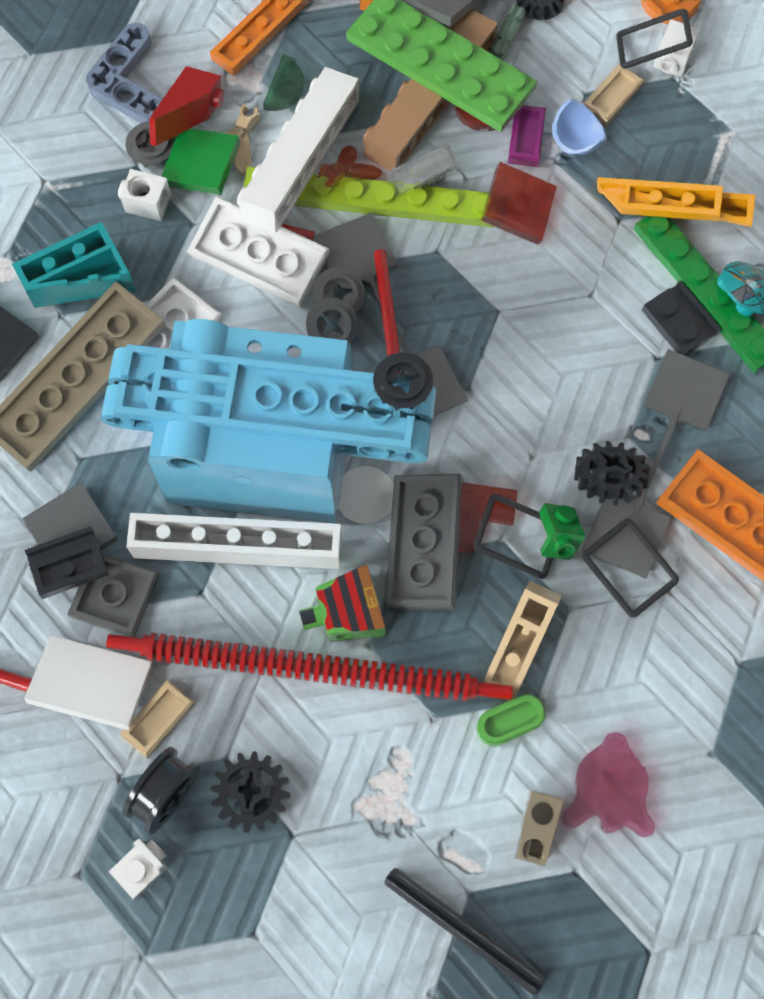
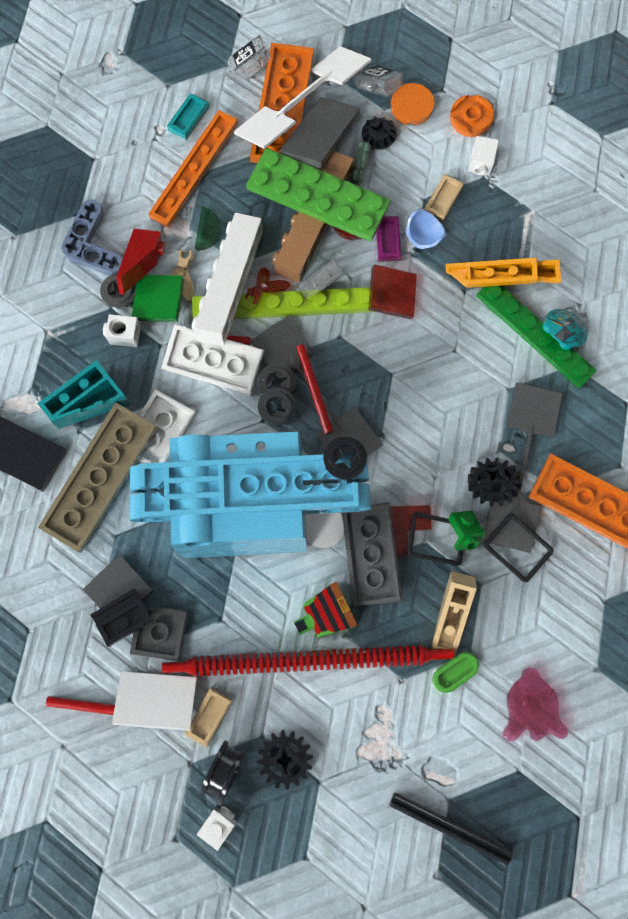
camera: 10 degrees left, 5 degrees up
(234, 540) = (238, 580): white brick -> none
(538, 827) = (489, 746): dark tan leg -> none
(681, 319) = (521, 358): black plate -> none
(689, 40) = (473, 163): black piece -> none

